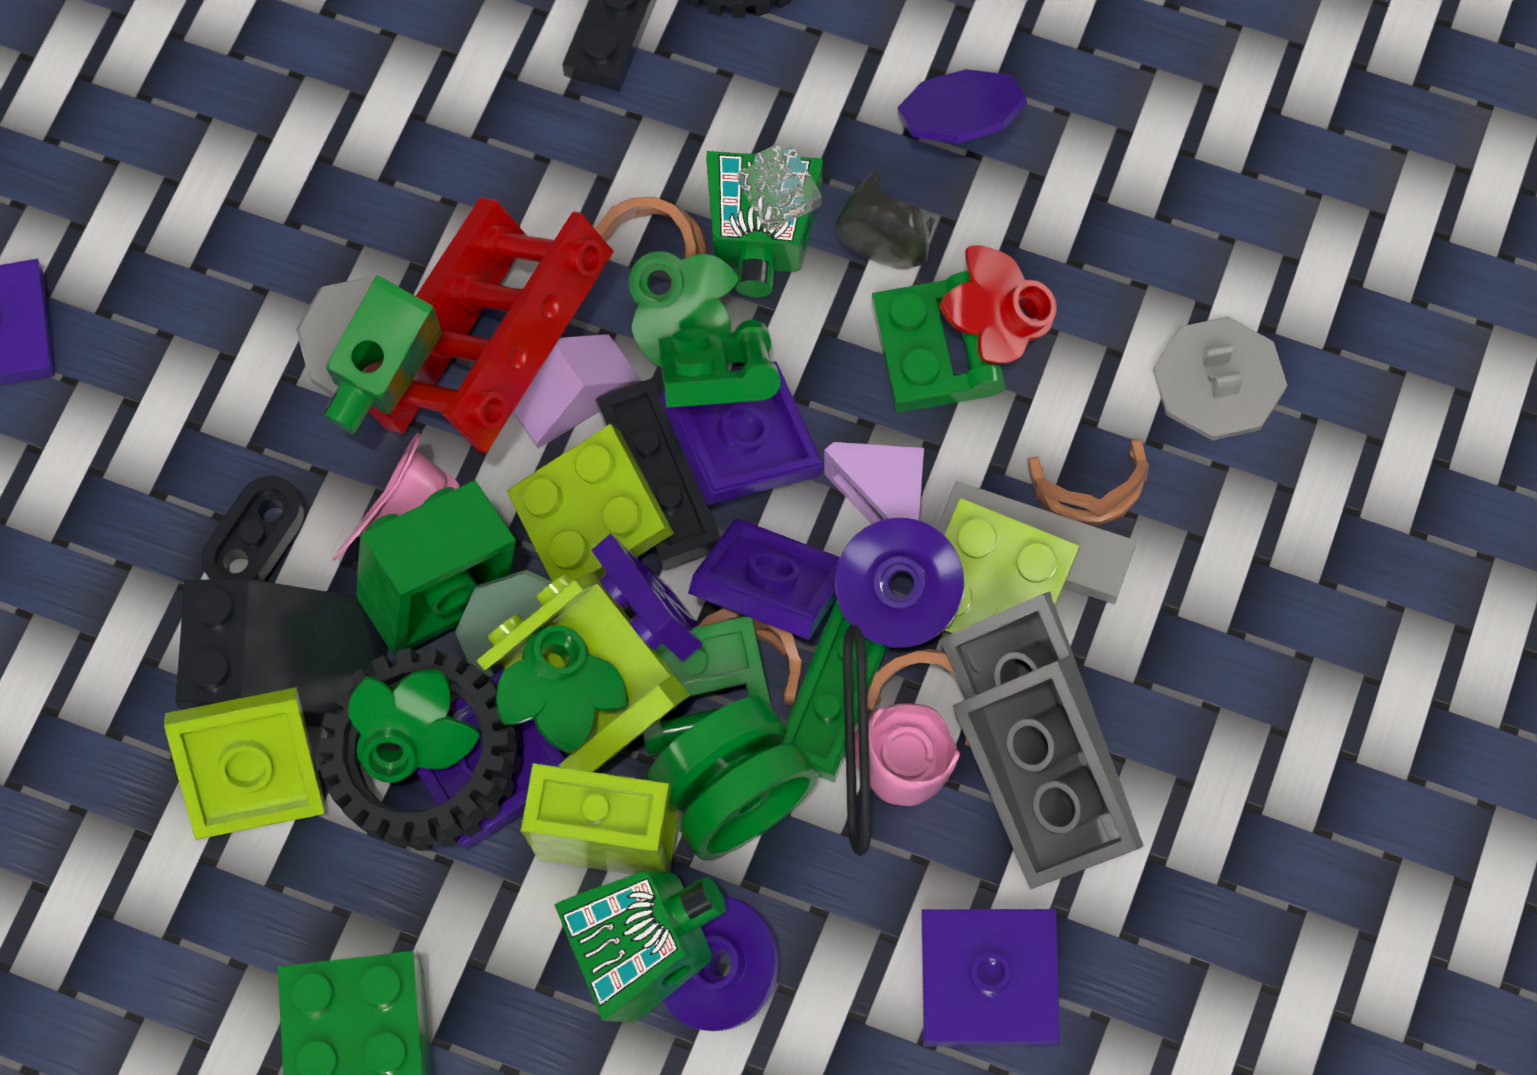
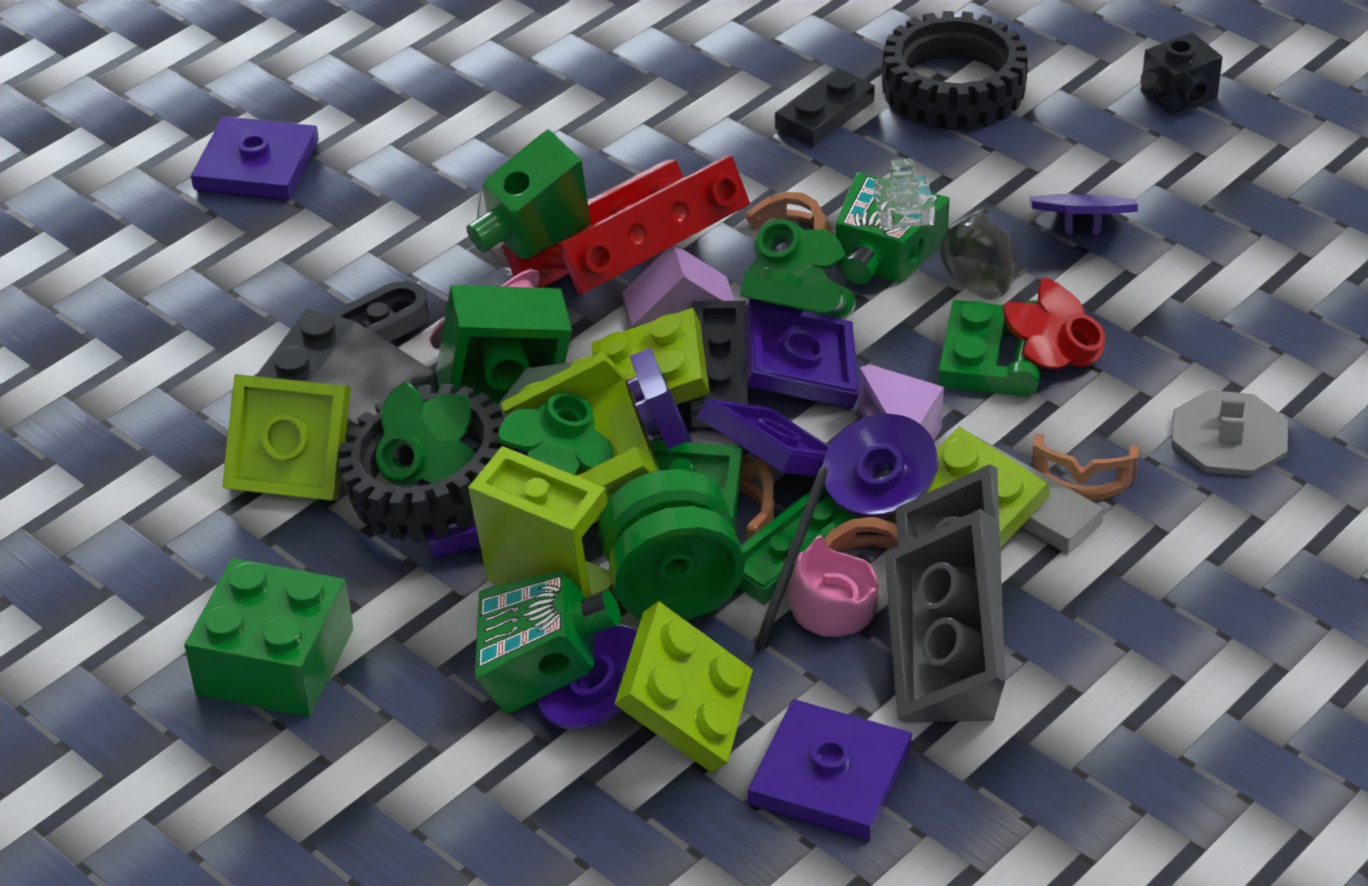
camera: 20 degrees right, 25 degrees down
(816, 949) = (684, 687): none -> lime plate

